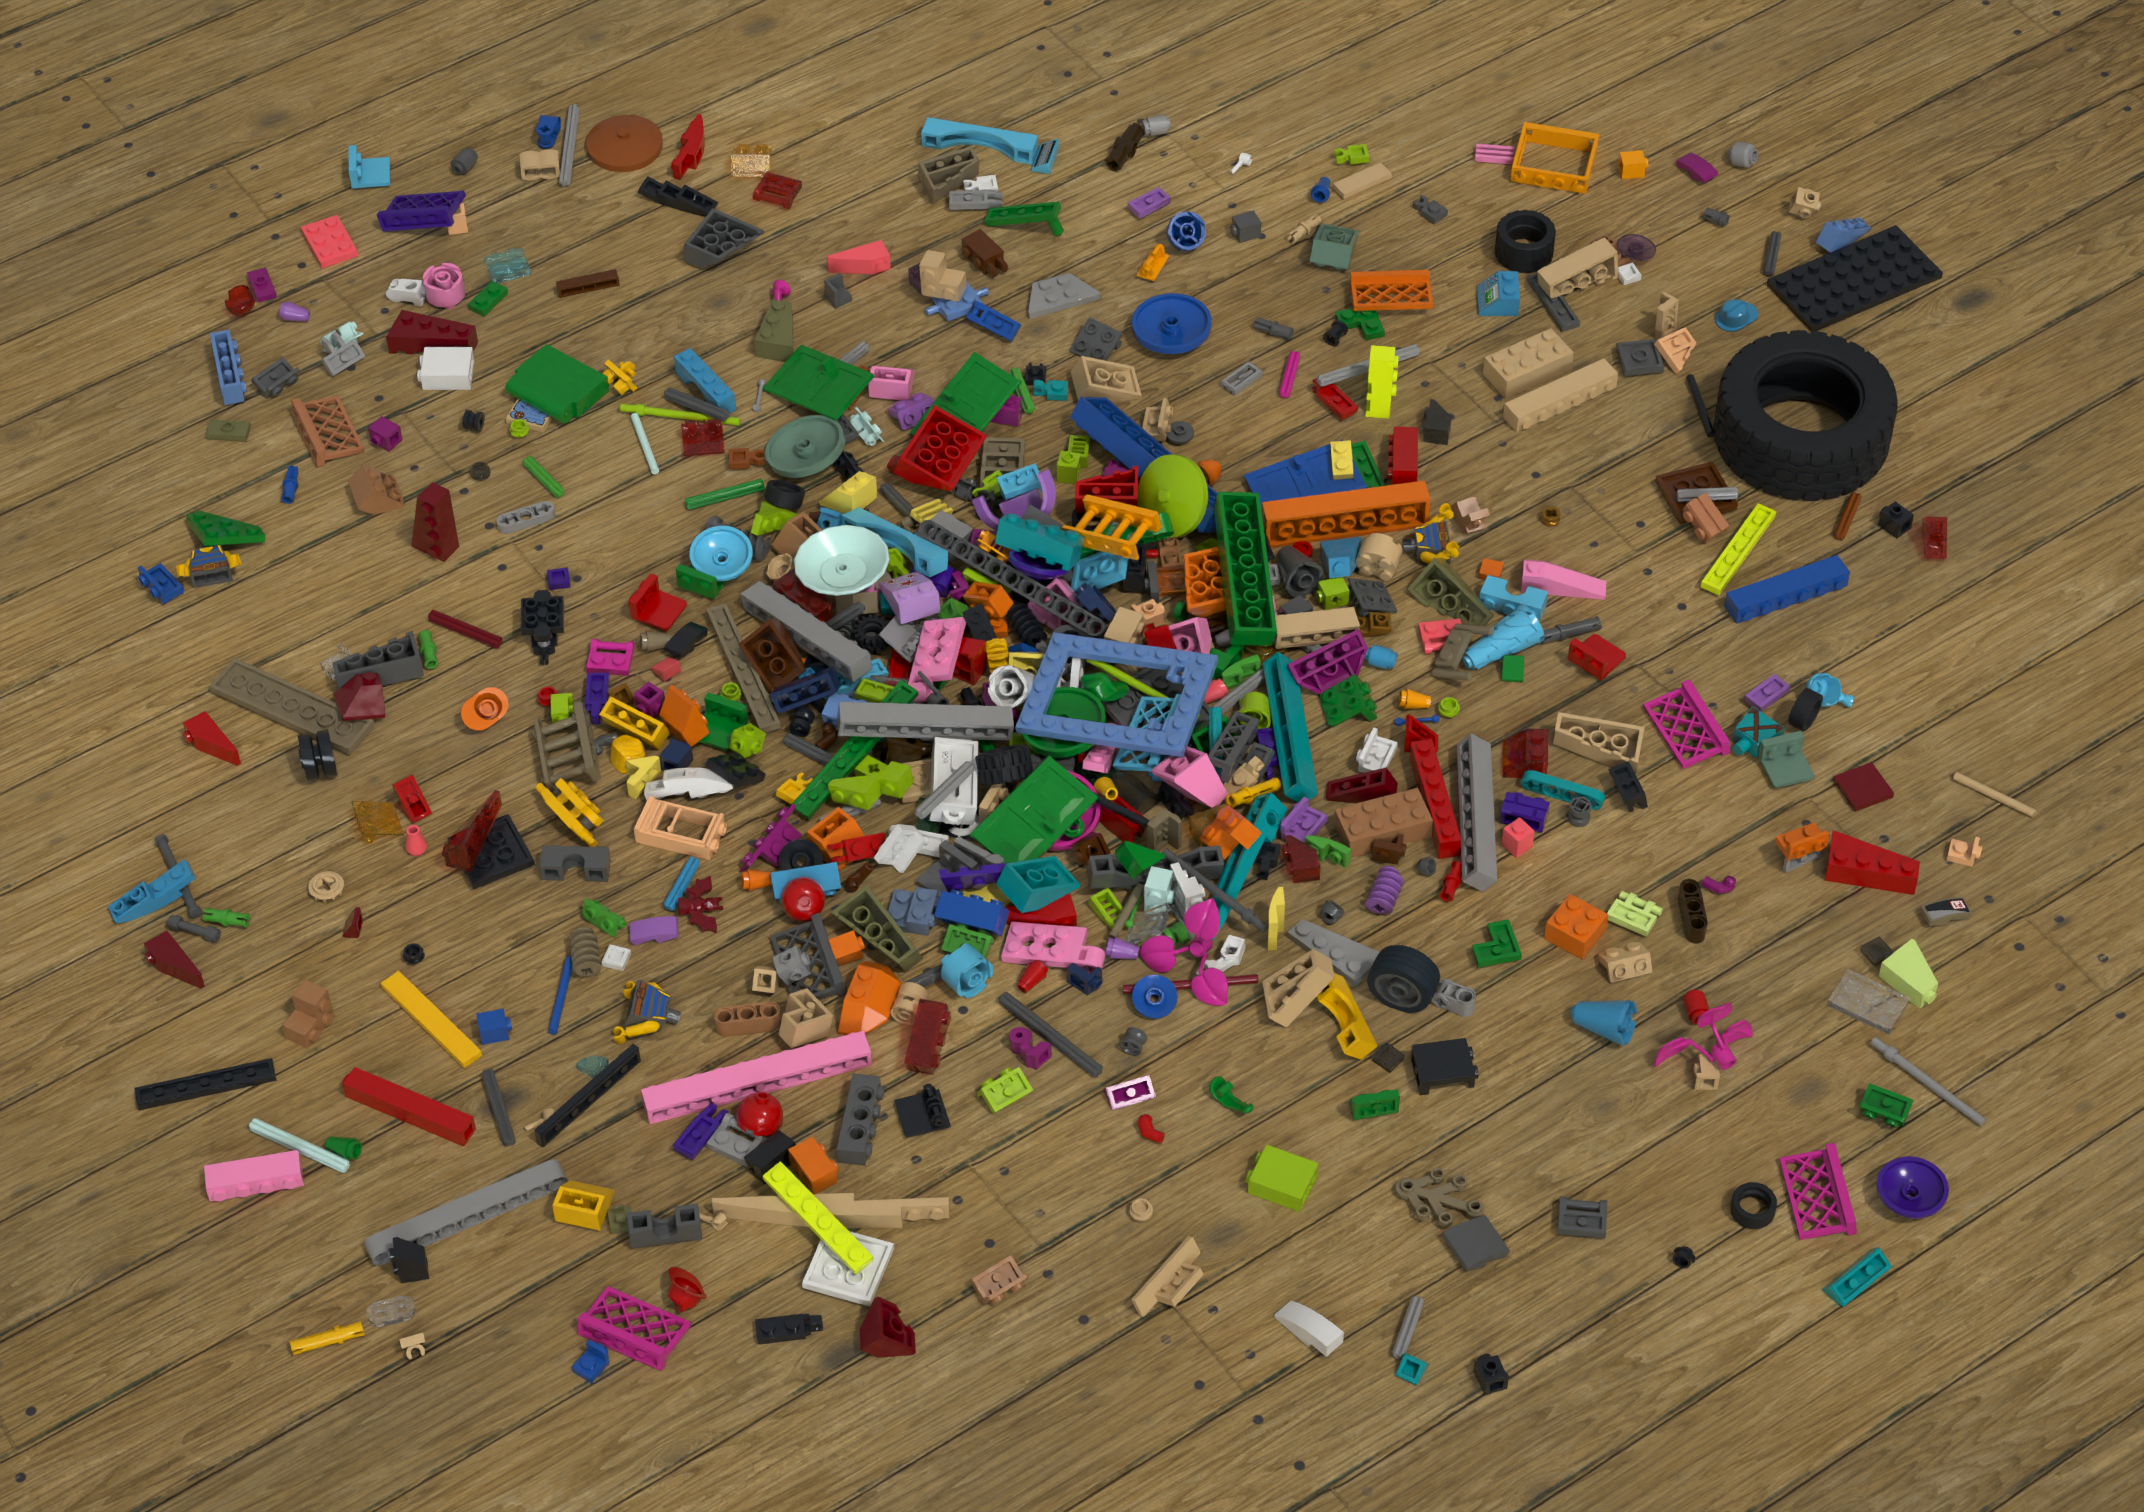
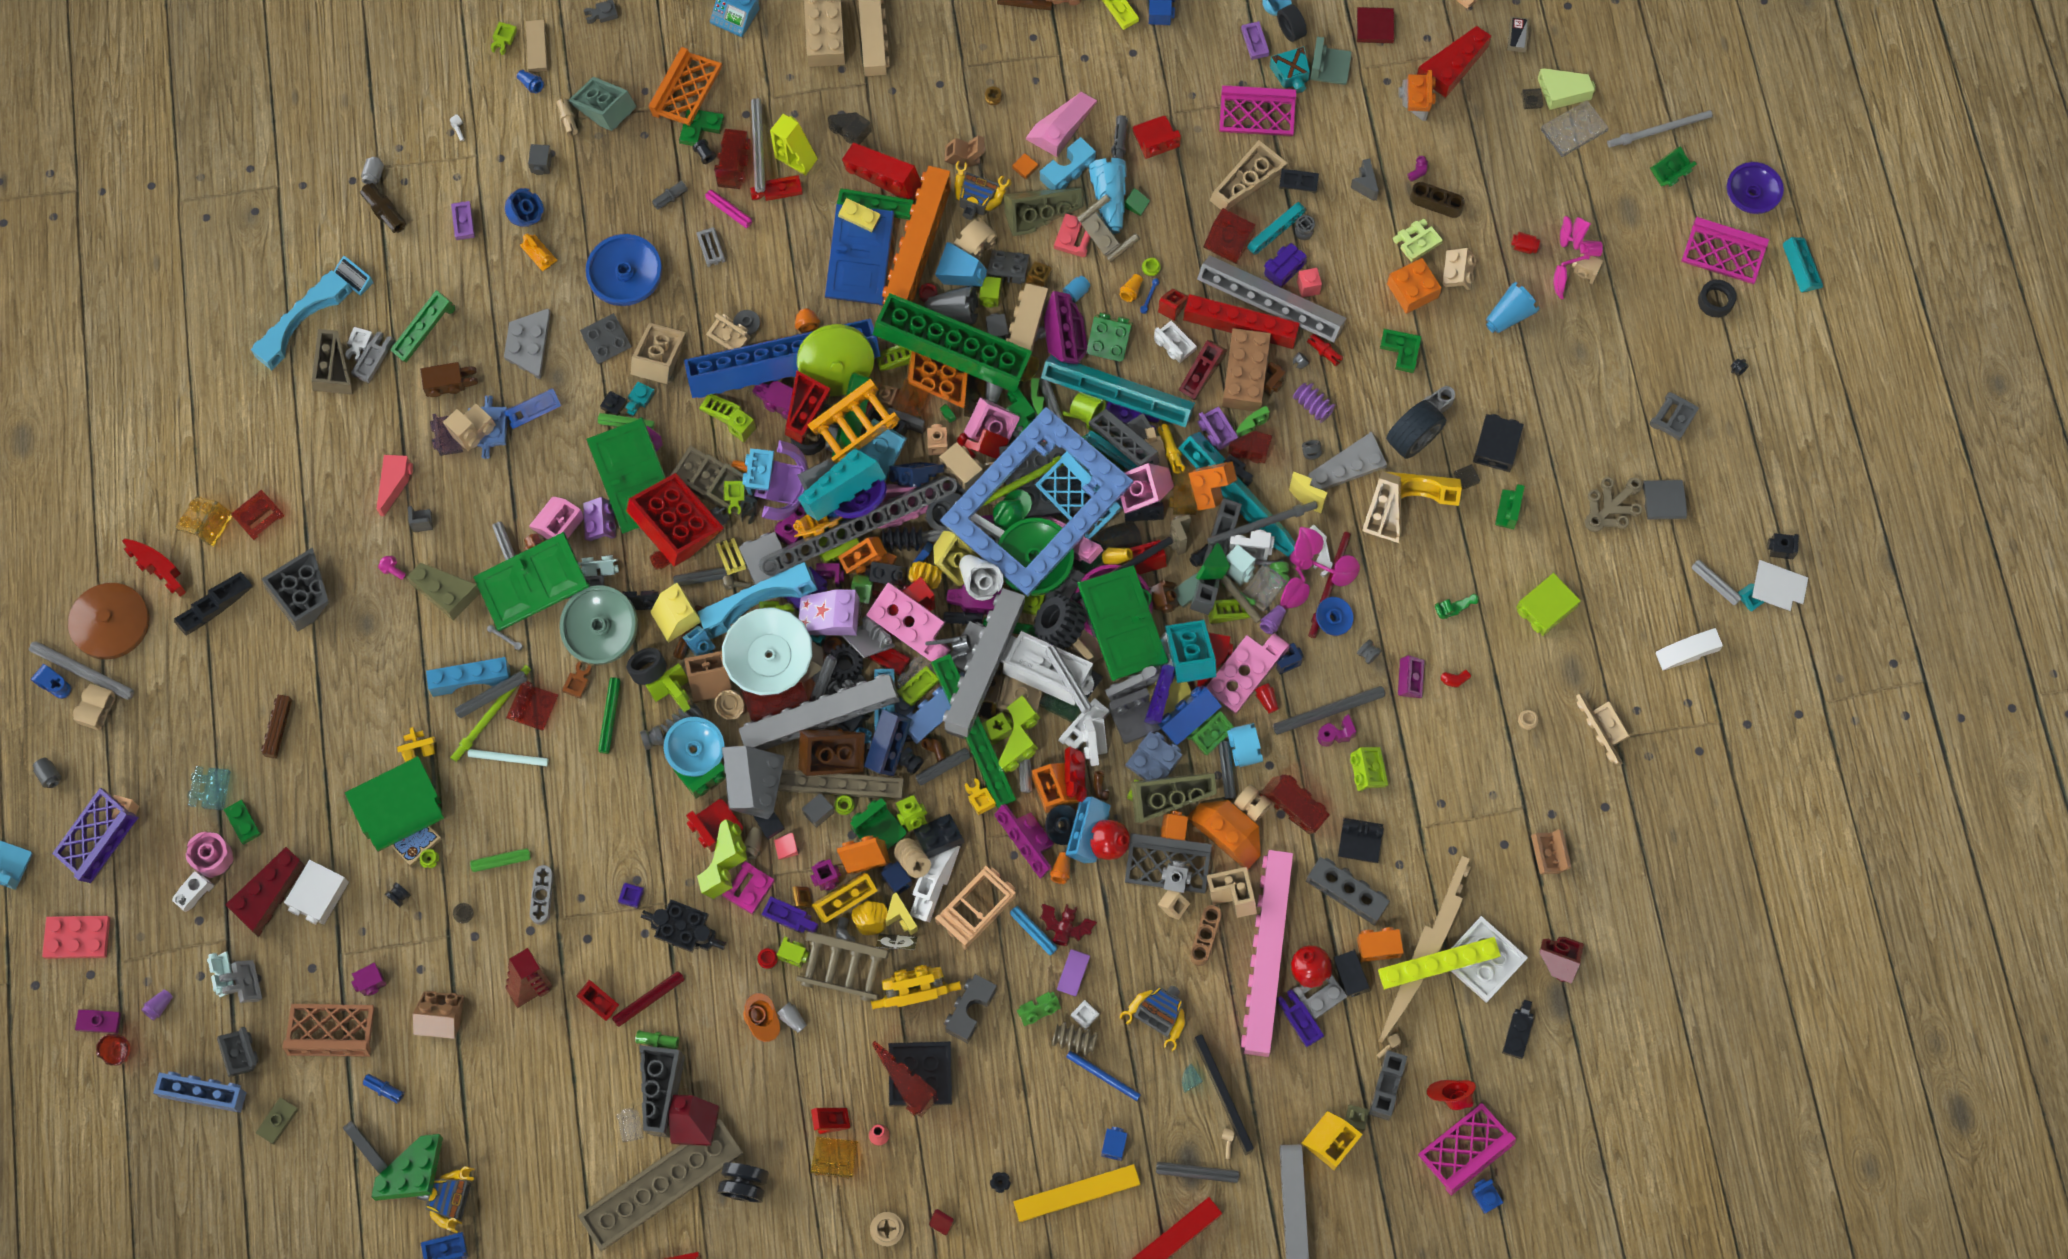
camera: 65 degrees left, 20 degrees up
(231, 493) = (365, 1147): none -> dark grey beam
(442, 588) = (597, 1000): none -> red slope
(499, 734) = (792, 1017): none -> light grey cone
(611, 778) = (896, 941): none -> sticker
(627, 621) = (728, 854): none -> lime arch
(696, 752) = (912, 858): none -> tan piece
(711, 607) = (752, 779): none -> dark grey wedge
(711, 673) = (818, 810): none -> dark grey panel
(1337, 351) = (732, 159): none -> clear red wedge
(1439, 1387) = (1779, 586): none -> white sticker
(1672, 845) = (1366, 183): none -> dark grey slope

